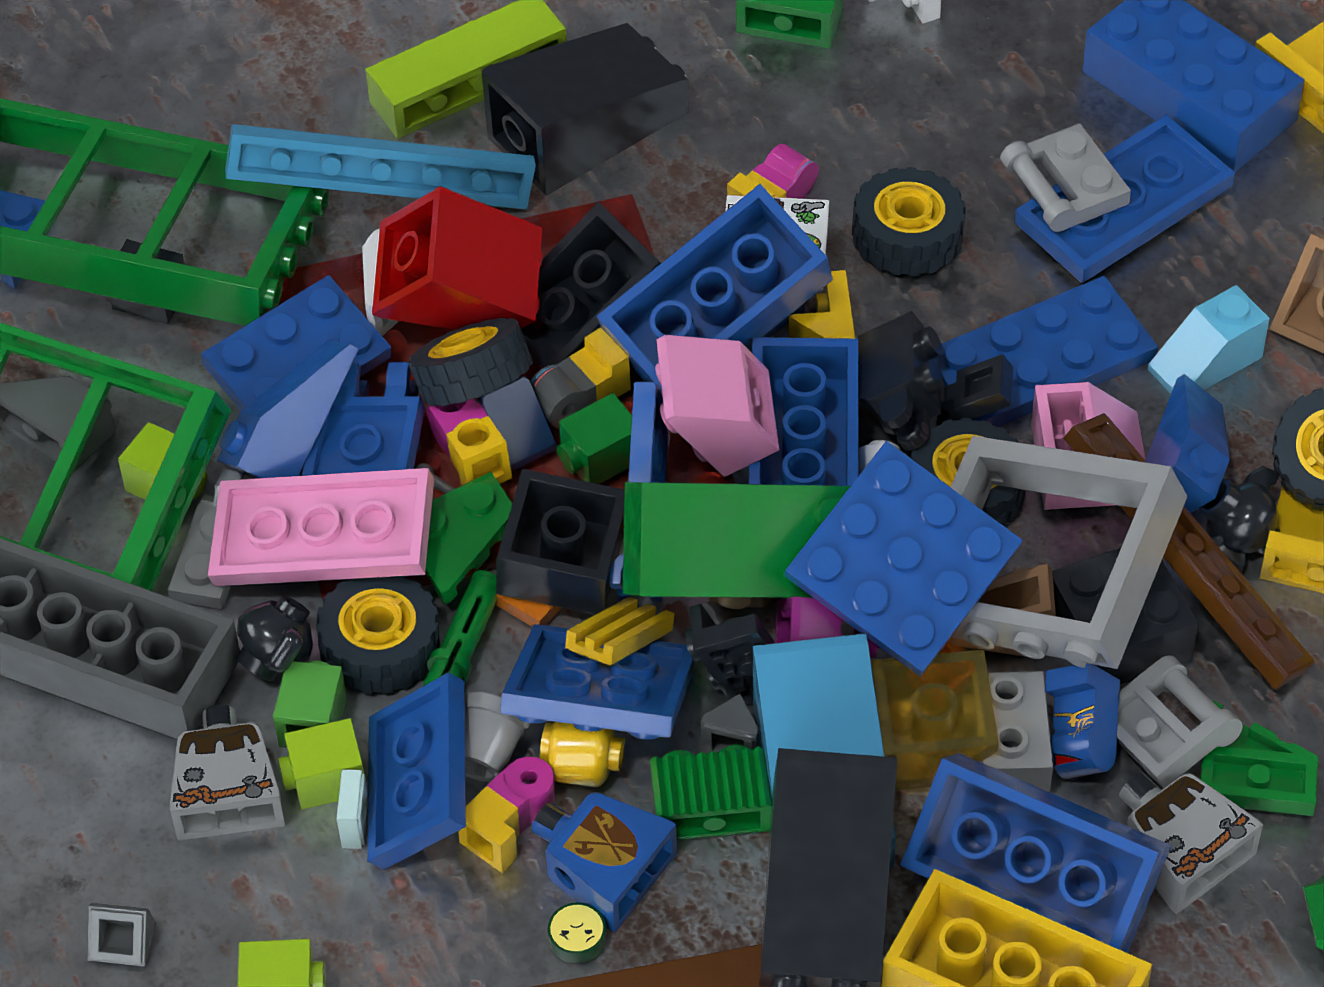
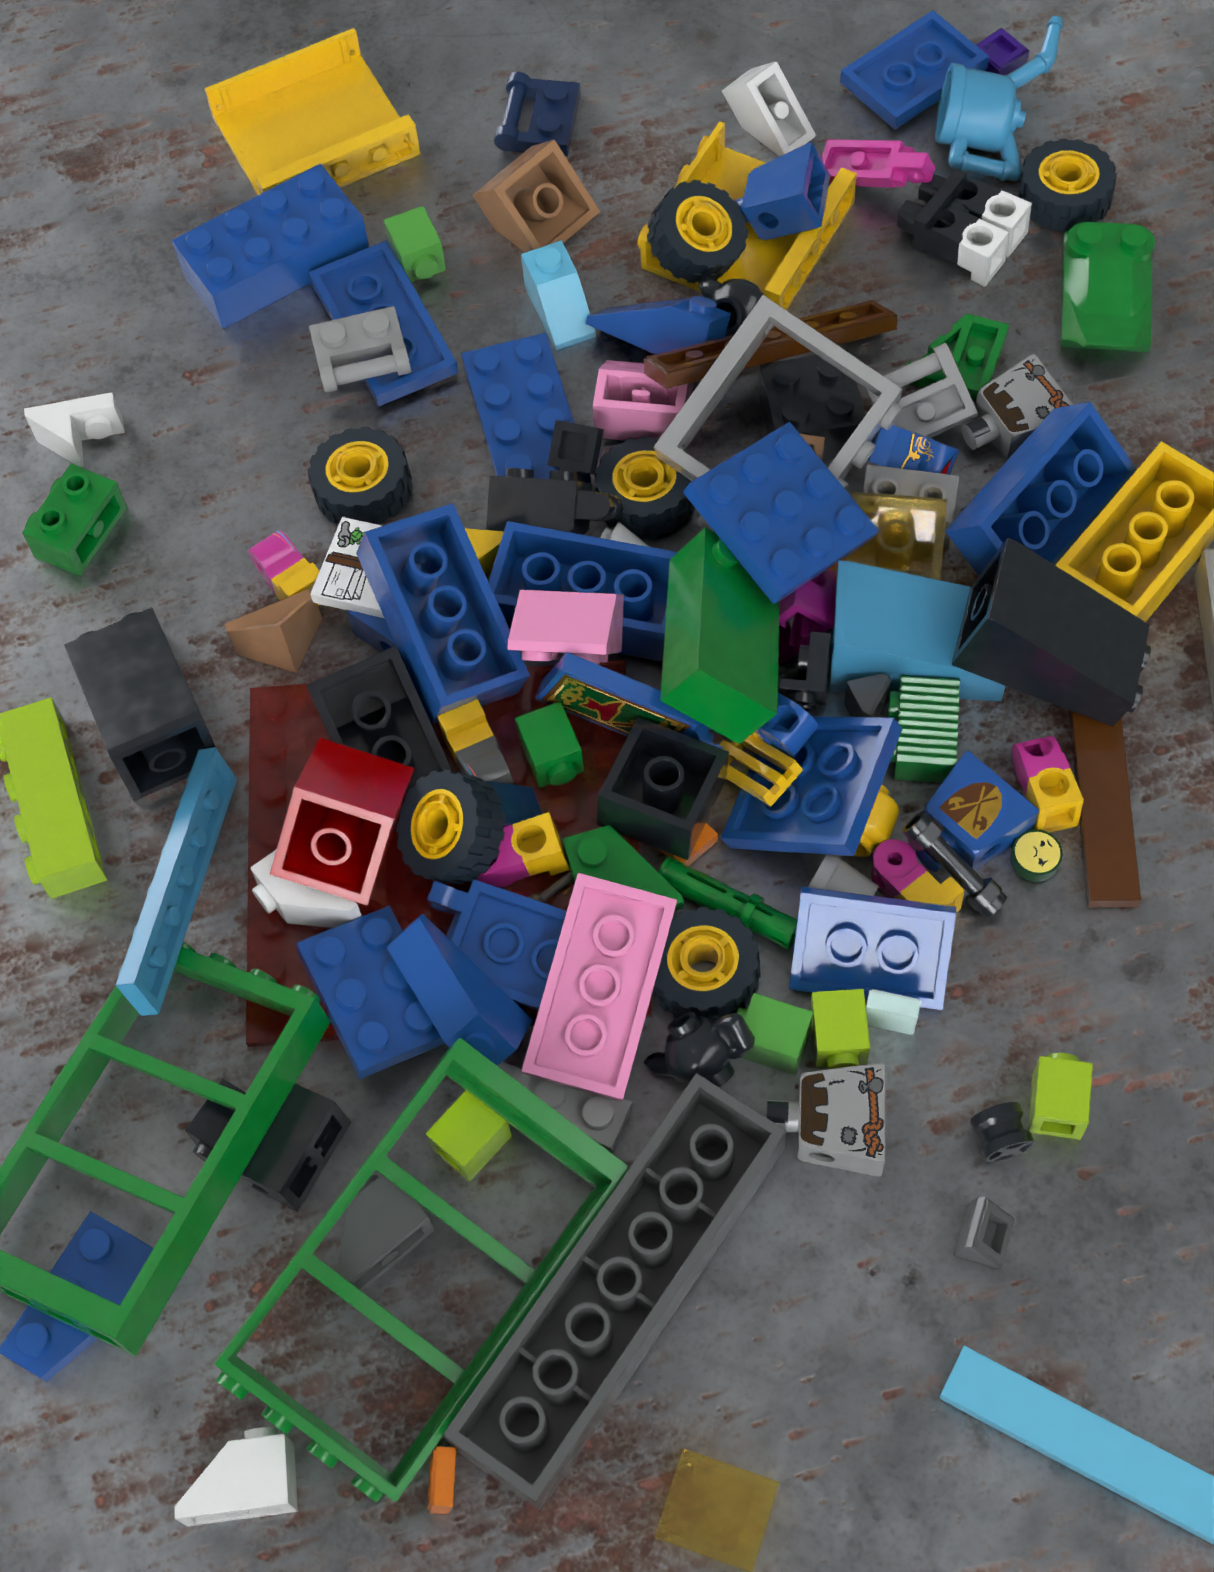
camera: 75 degrees left, 10 degrees up
(135, 333) = (296, 1147): none -> black hinge
(227, 928) = (1002, 1132): none -> black wheel
(512, 881) = (983, 894): none -> black bar
(658, 626) = (788, 728): none -> blue leg
(665, 922) = (1048, 783): none -> yellow leg
(691, 191) = (277, 632): none -> medium nougat slope
(1239, 201) = (415, 244): none -> bright green brick

